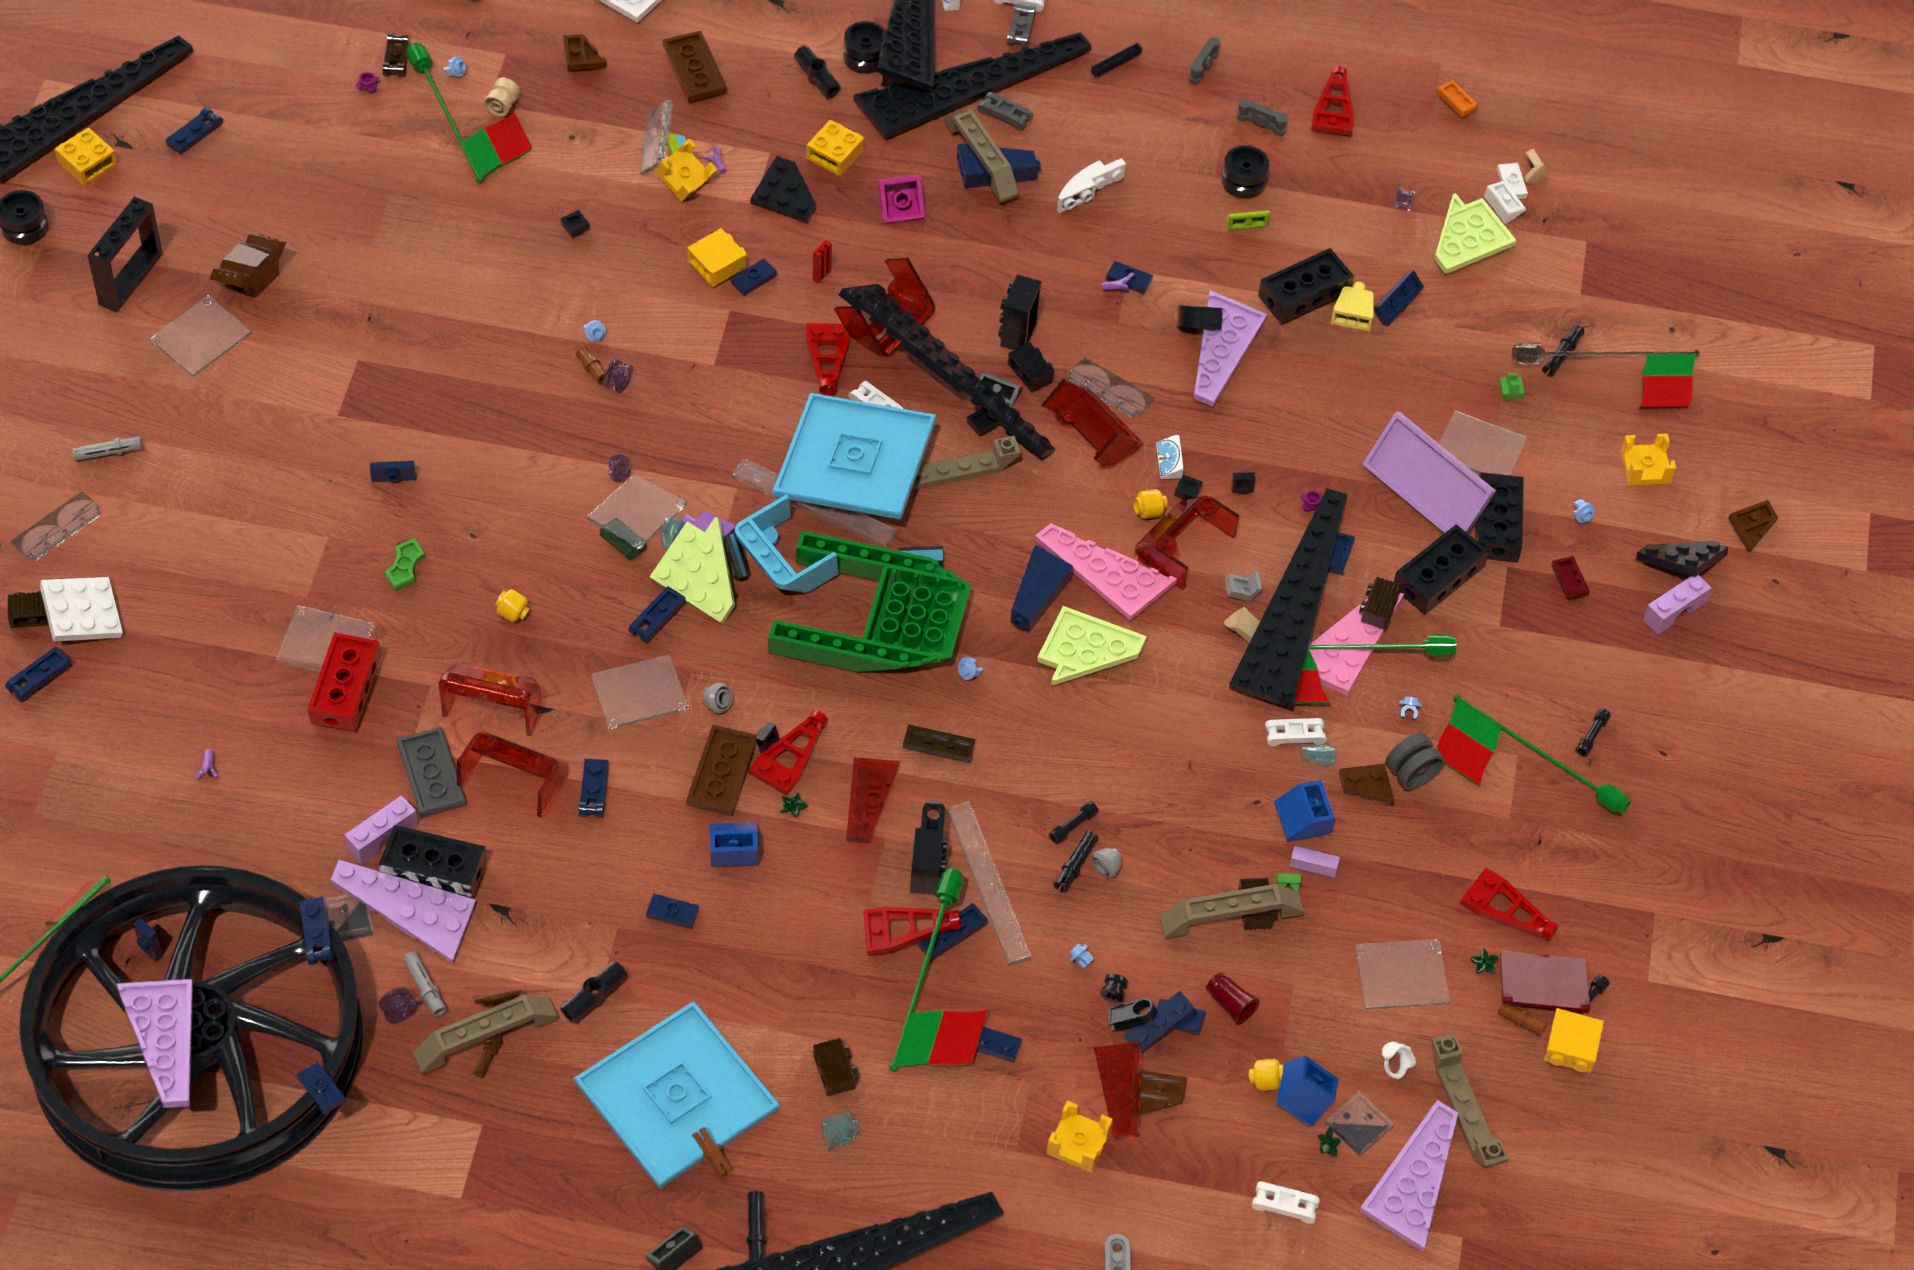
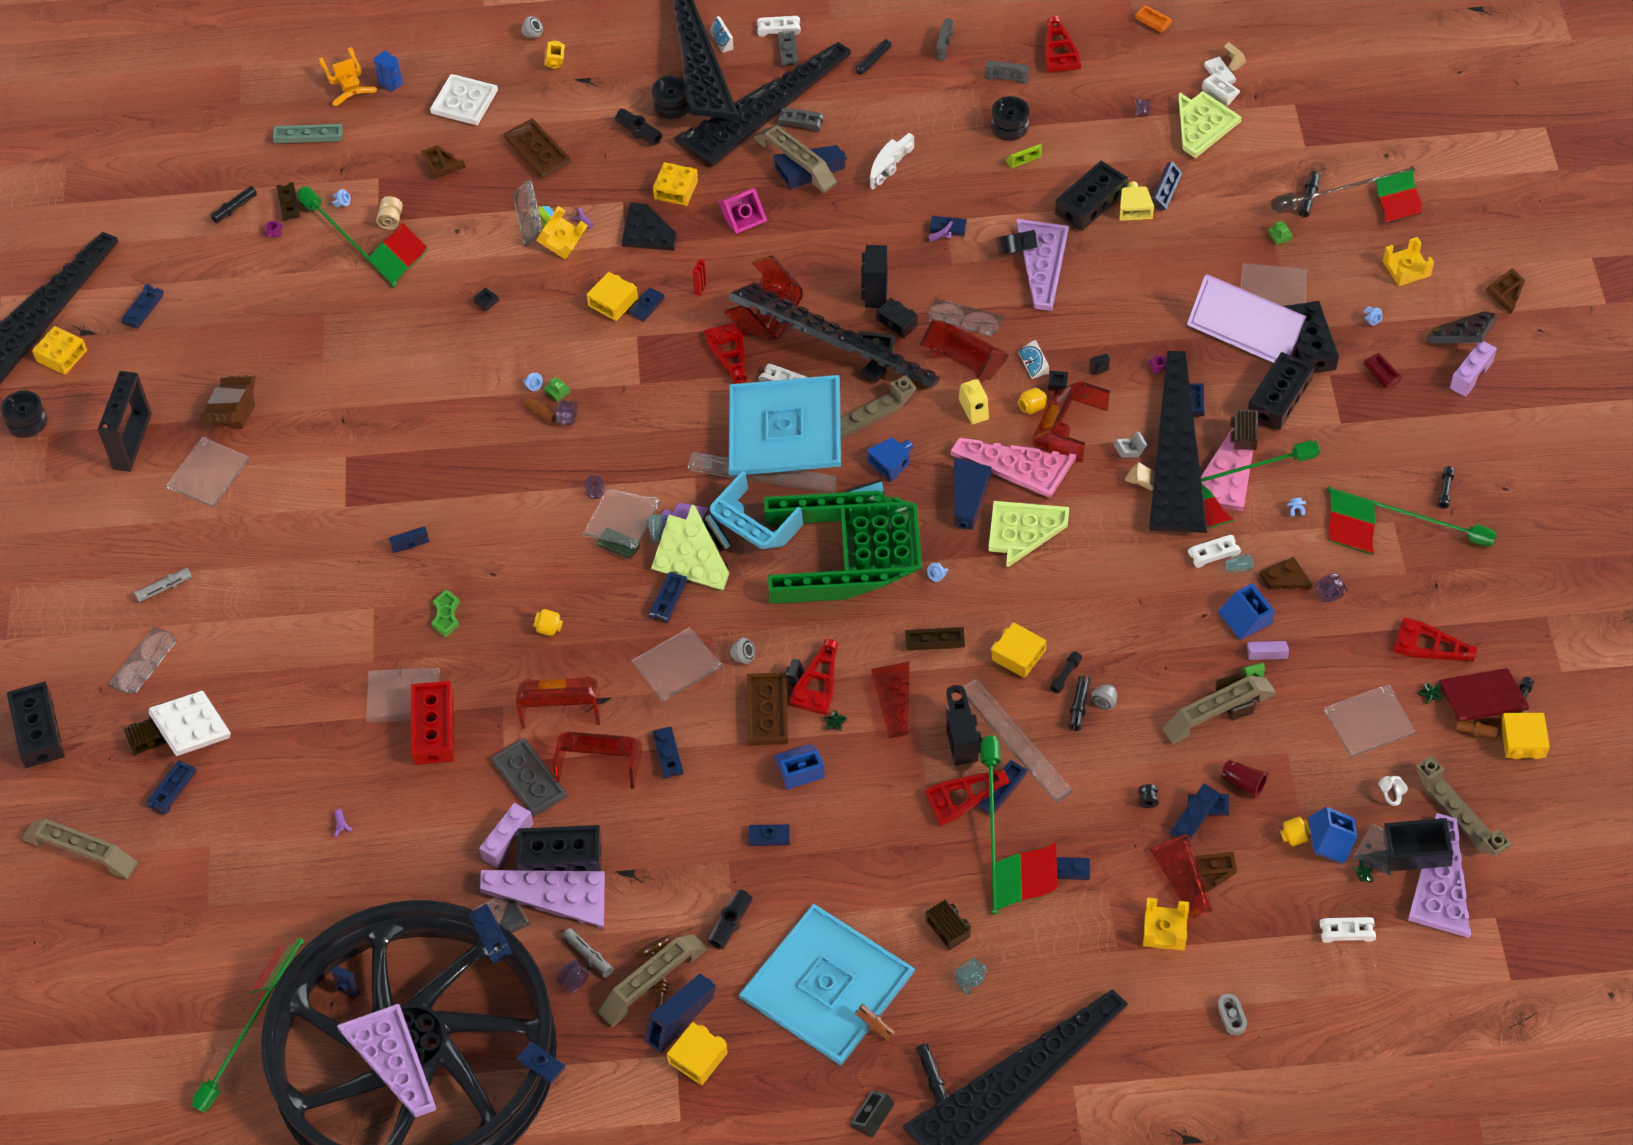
camera: 10 degrees left, 0 degrees up
(336, 41) = (228, 208): none -> black pin
(499, 1077) = (678, 1012): none -> dark blue slope
(504, 1128) = (697, 1053): none -> yellow brick
(618, 346) = (556, 389): none -> bright green tile
(964, 524) = (890, 457): none -> blue torso
(1027, 782) = (1018, 649): none -> yellow brick
(1082, 478) = (970, 395): none -> light yellow torso
(1082, 957) = (1111, 777): light blue plate -> none
(1126, 1014) = (1167, 815): black piece -> none
(1398, 1128) = (1418, 844): none -> black piece
(1413, 810) = (1331, 587): none -> clear purple wheel
(1415, 761) = (1319, 548): dark grey wheel -> none

